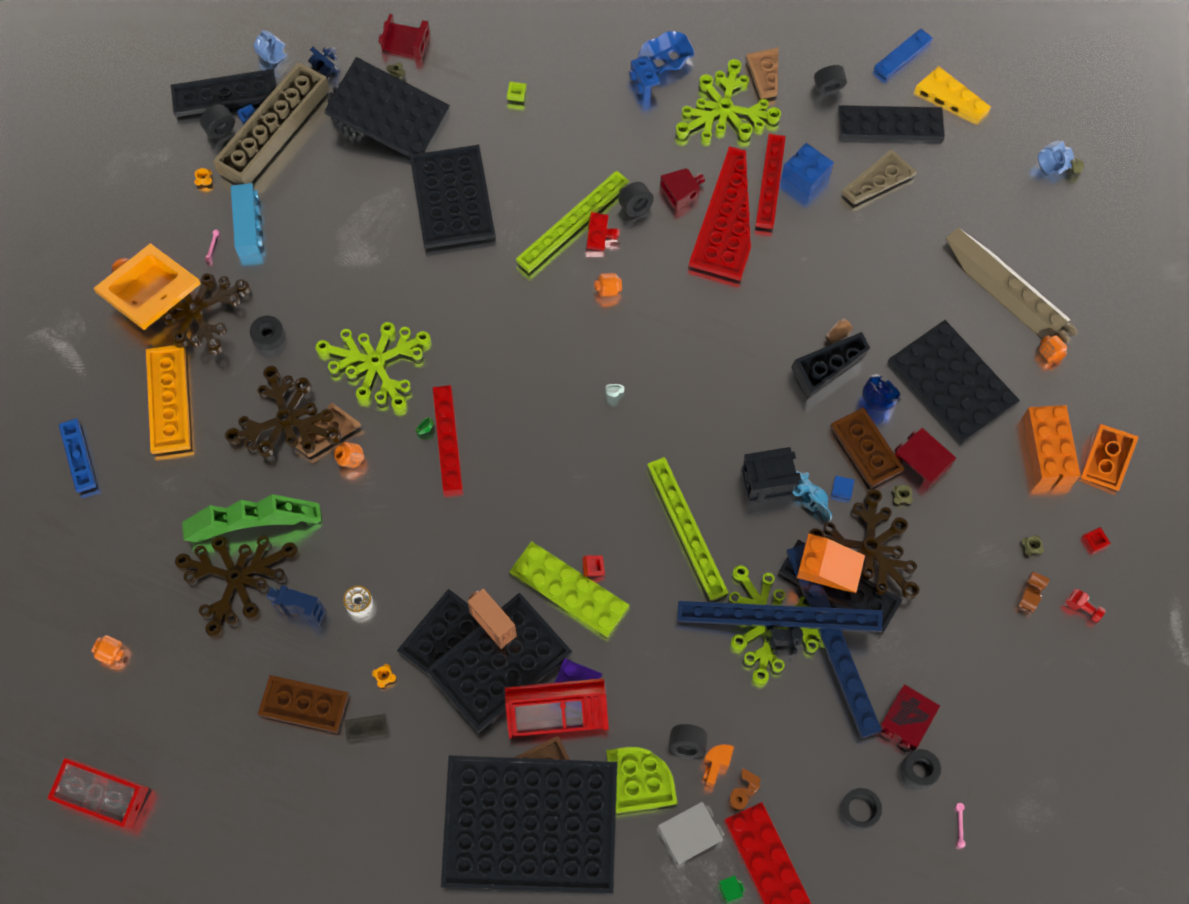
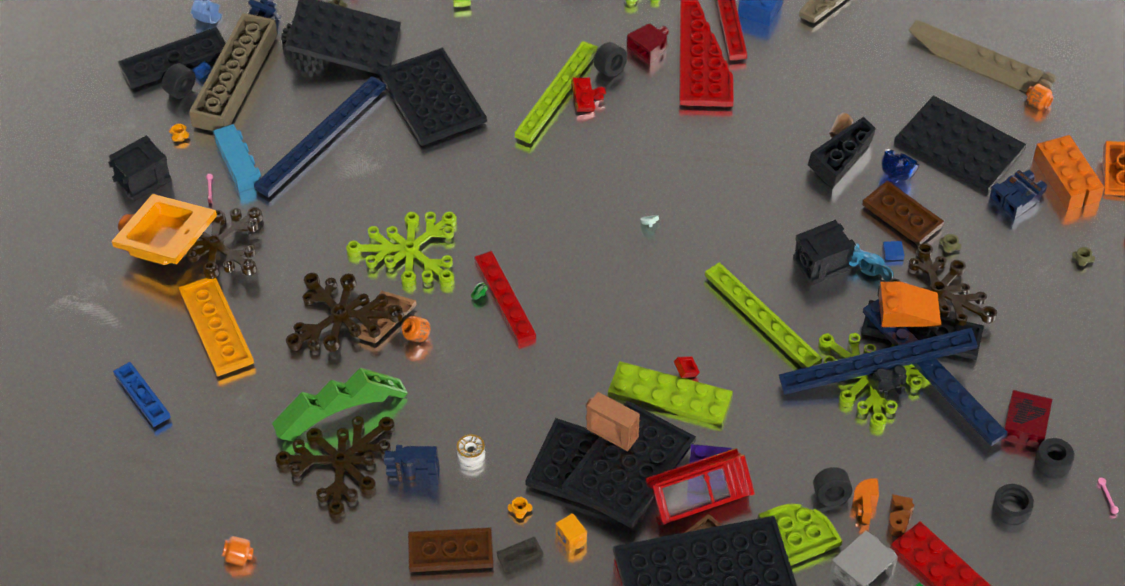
camera: 15 degrees left, 15 degrees down
(149, 210) = (140, 168): none -> black container
(267, 323) = (290, 239): black tyre -> none
(331, 215) = (319, 137): none -> dark blue plate
(421, 719) = (571, 532): none -> light orange brick
(608, 284) = (611, 135): orange head -> none
(925, 456) = (960, 205): dark red panel -> none
(991, 455) = (1019, 192): none -> dark blue hips
(1032, 592) = (1098, 285): dark orange leg -> none

